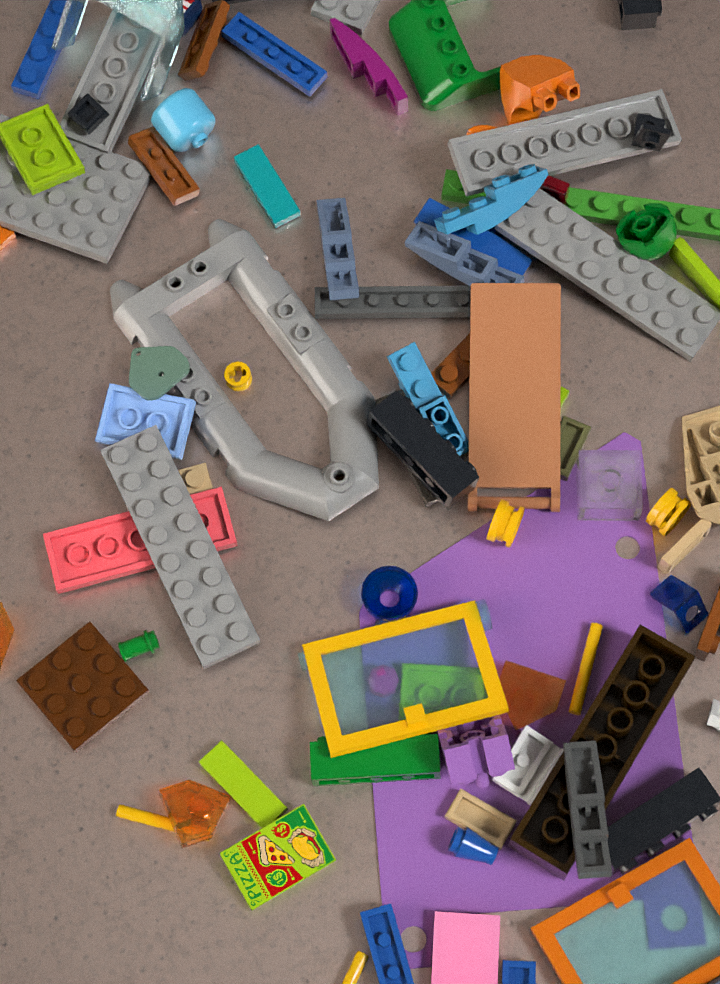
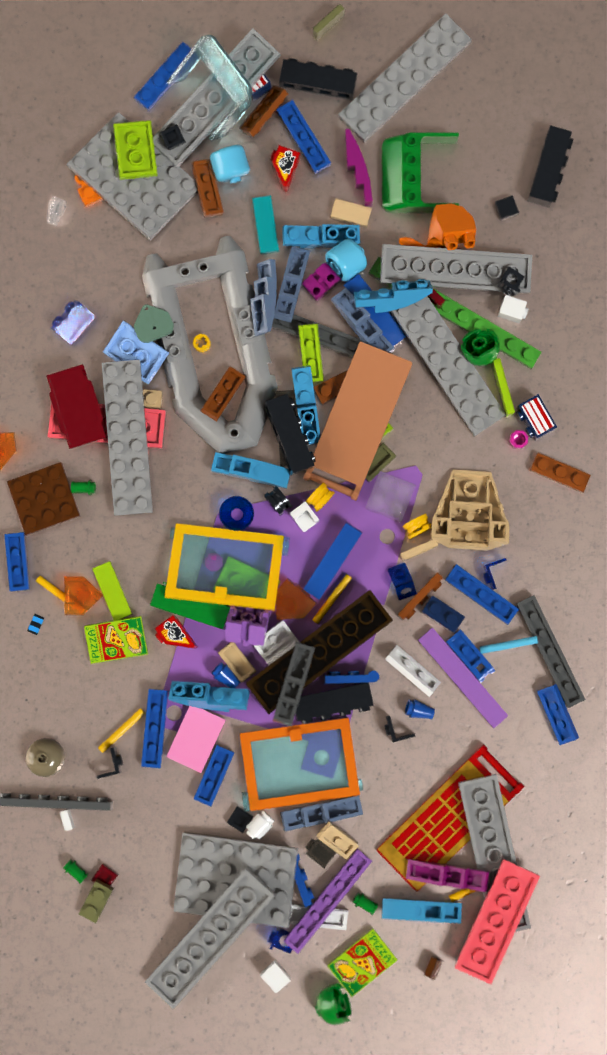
camera: 20 degrees right, 15 degrees up
(33, 414) = (72, 321): none -> clear blue bracket
(76, 796) = (17, 562): none -> blue plate
(85, 527) = (76, 406): none -> dark red piece
(140, 884) = (35, 624): none -> sticker
(262, 98) = (284, 165): none -> slope
(299, 430) = (223, 393): none -> dark orange plate
(307, 277) = (265, 297): none -> sand blue slope
(358, 170) = (319, 236): none -> dark azure slope
(367, 812) = (174, 633): none -> slope
(378, 230) = (321, 281): none -> magenta piece
(382, 128) = (351, 213): none -> tan tile
(385, 521) = (251, 469): none -> dark azure slope
(403, 187) = (346, 259): none -> medium azure head
(403, 322) = (311, 350): none -> lime tile
(444, 552) = (278, 500): none -> black wheel
(460, 890) = (207, 697): none -> dark azure slope
(493, 562) = (304, 517): none -> white panel
(563, 610) = (332, 560): none -> blue slope
(597, 46) = (506, 208): none -> black tile
(668, 169) = (513, 309): none -> white brick
(668, 773) = (352, 677): none -> blue plate

